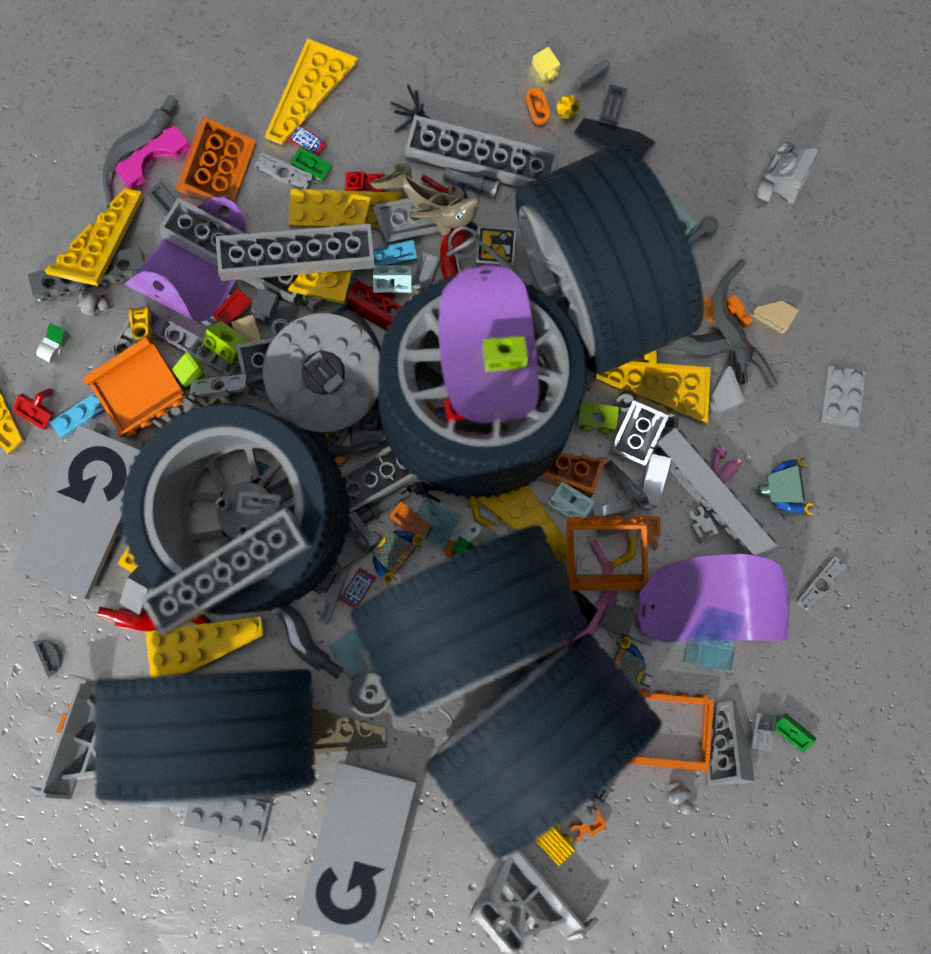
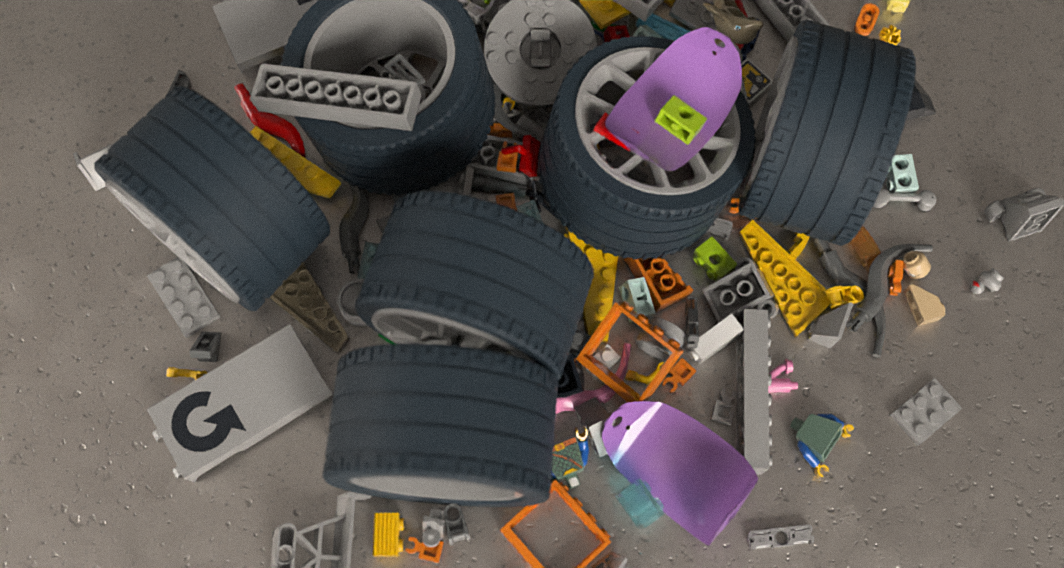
camera: 45 degrees right, 10 degrees down
(281, 875) = (176, 372): none -> yellow arm
(286, 834) = (206, 347): none -> dark grey slope
(377, 482) = (508, 162): none -> orange plate
(388, 463) = (529, 154): none -> red plate
(480, 183) = (775, 35): light grey pin -> none
(592, 75) = (927, 30): dark grey tile -> none
(609, 118) = (942, 60): dark grey tile -> none
(717, 361) = (844, 294): none -> yellow piece
(745, 287) = (916, 264): none -> tan head
(804, 252) = (990, 279): none -> light grey animal

